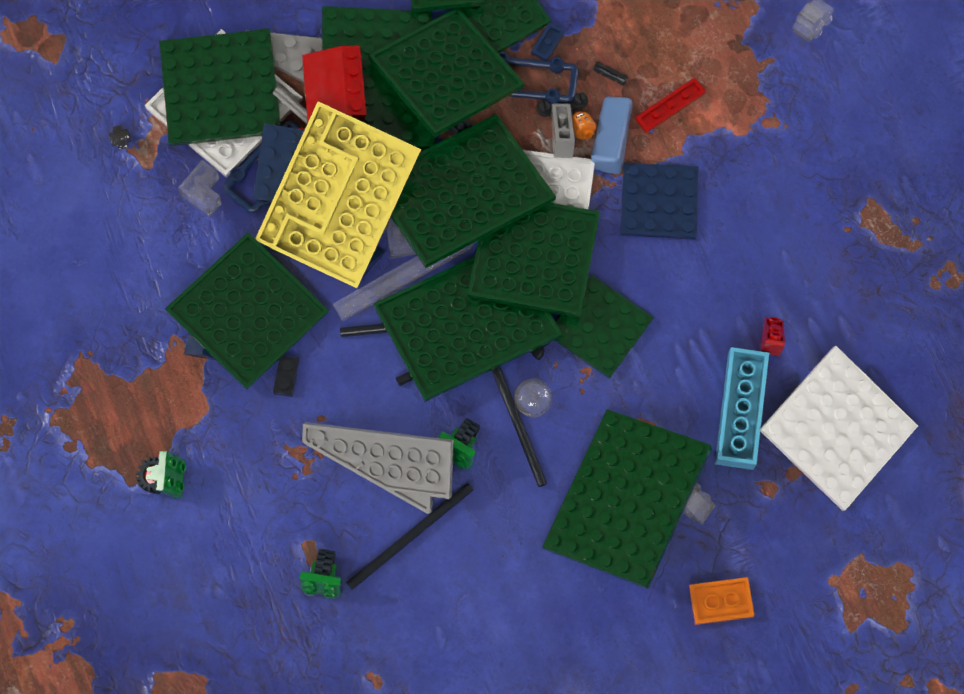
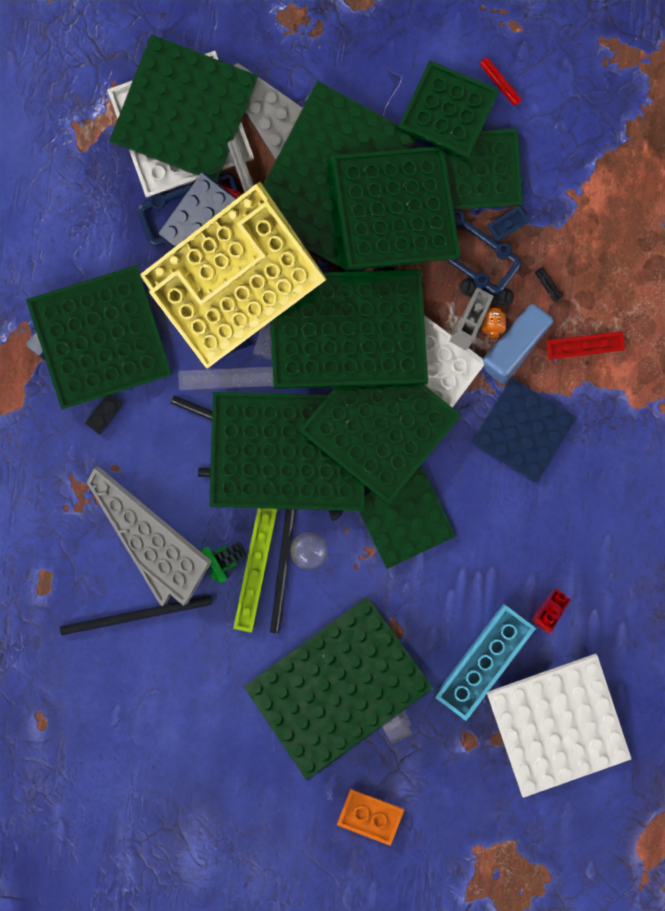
camera: 30 degrees right, 15 degrees up
(120, 137) = (69, 109): clear smoke gear -> none
(198, 190) = (112, 199): clear brick -> none
(322, 576) = (41, 611): green plate -> none
(335, 80) = (286, 167): red slope -> none
(494, 438) = (255, 569): none -> lime plate

